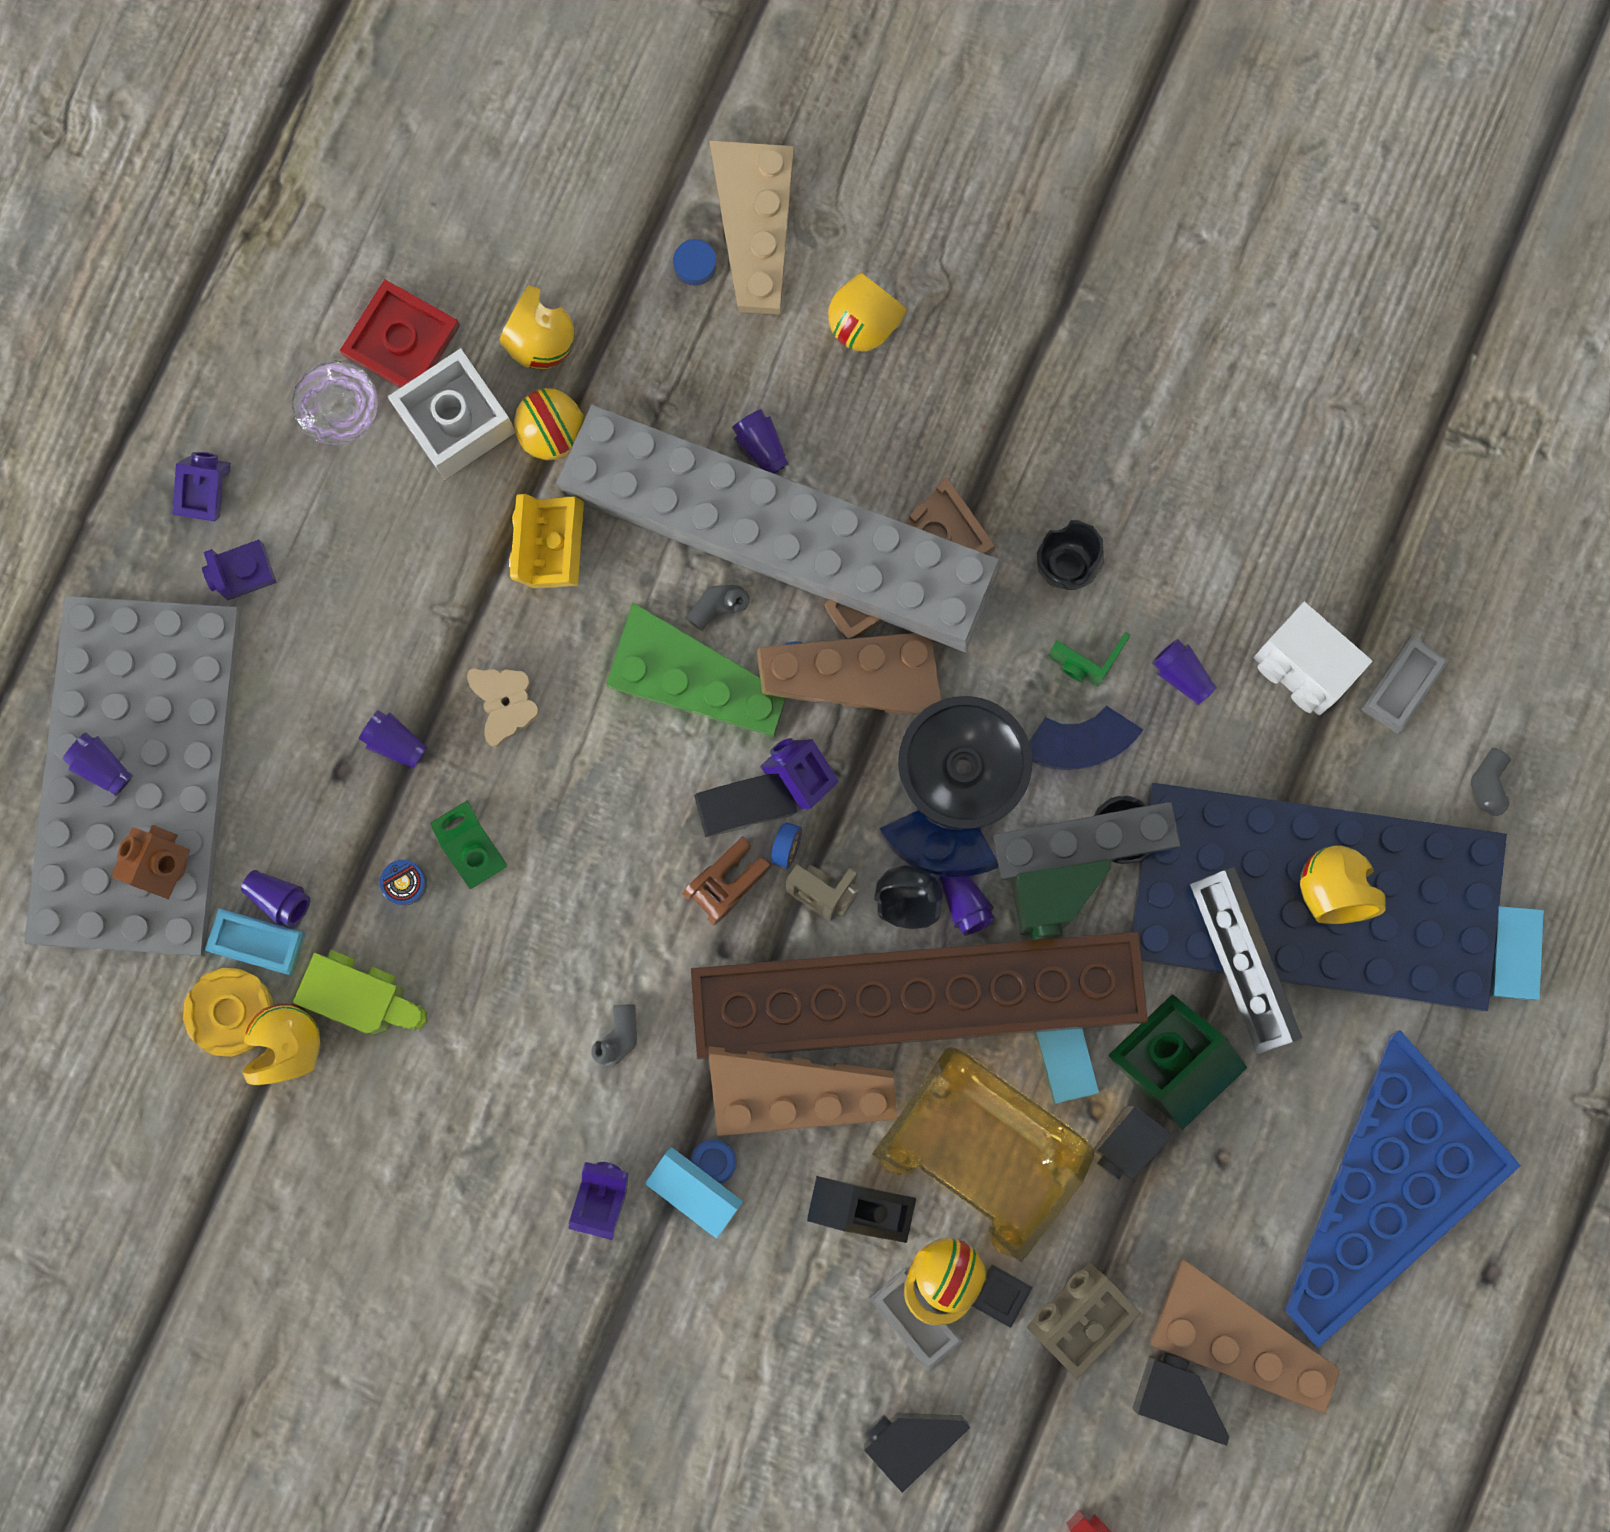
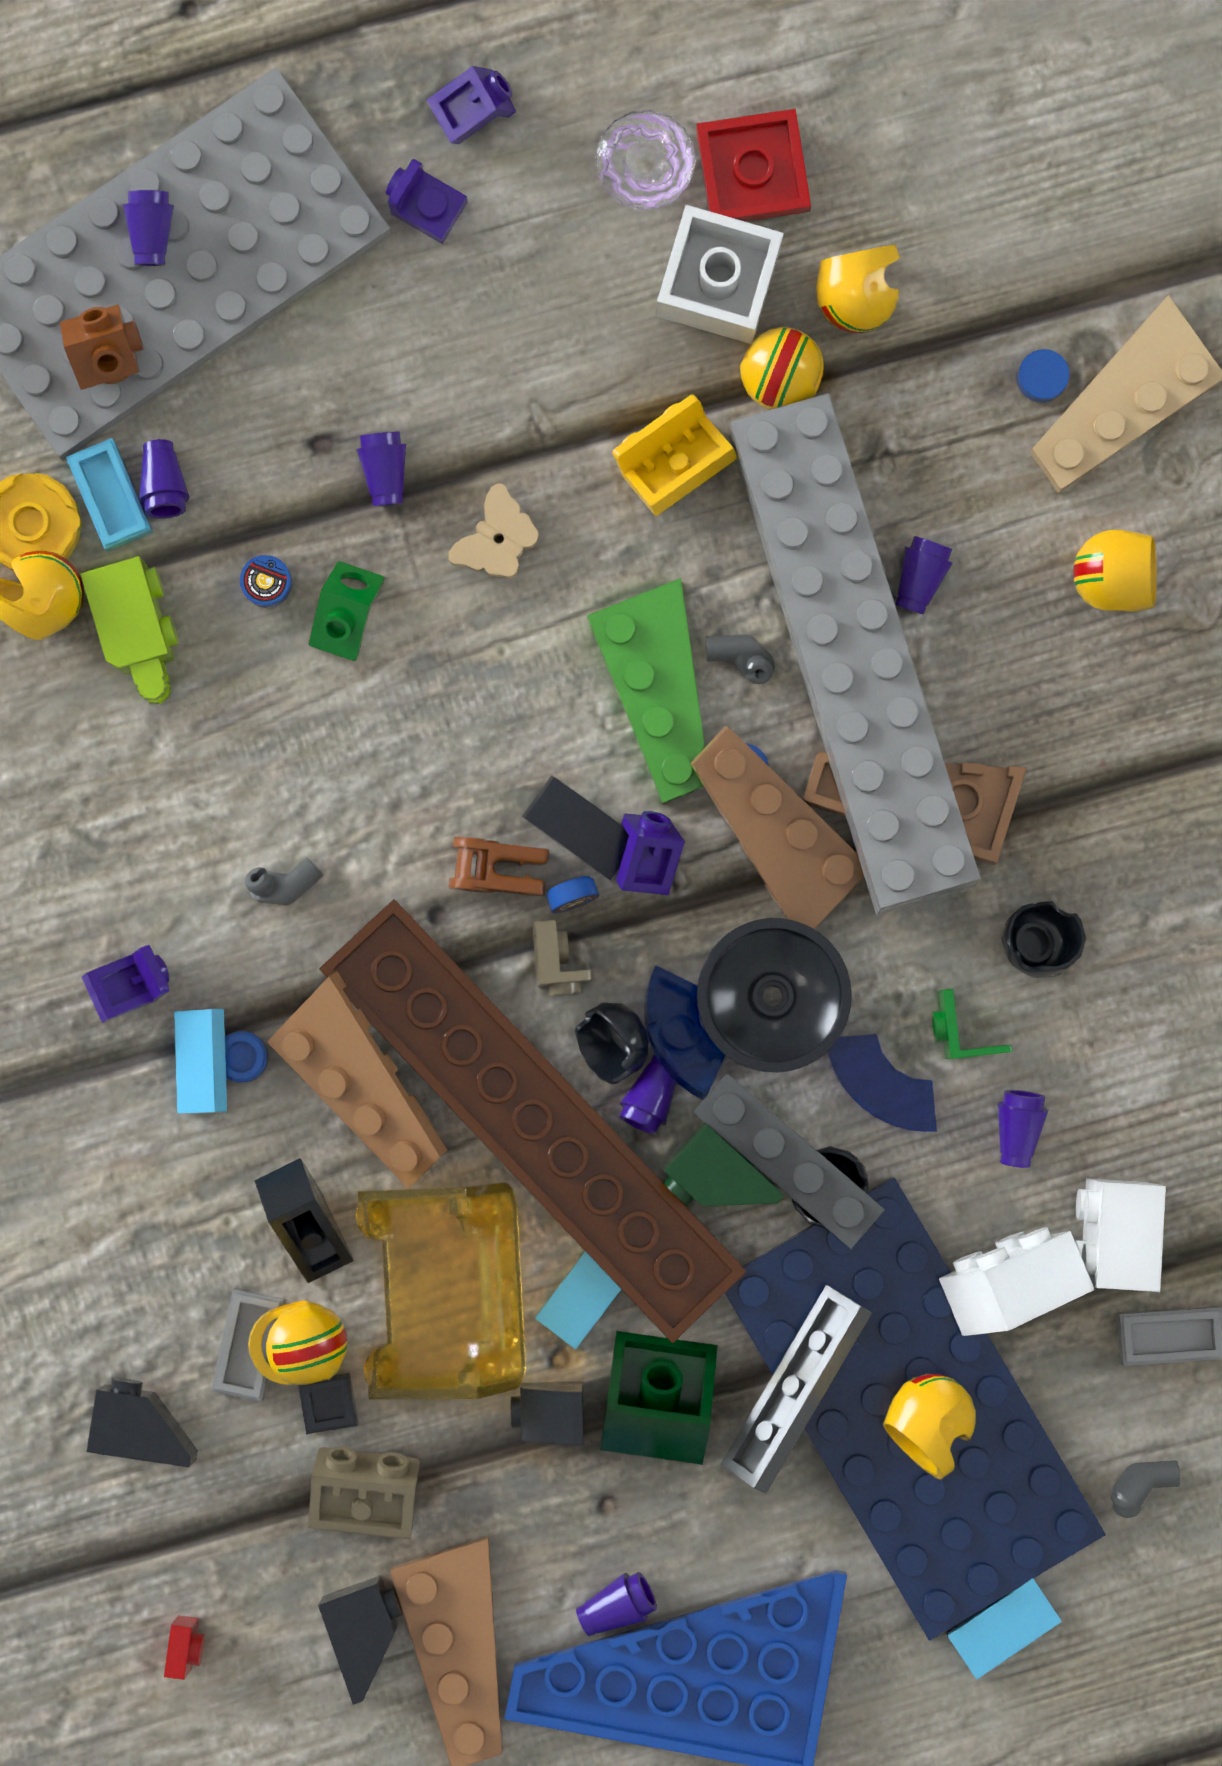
camera: 45 degrees right, 5 degrees up
(1289, 754) = (1015, 1281): none -> white brick
(1299, 1204) = (618, 1605): none -> dark purple cone

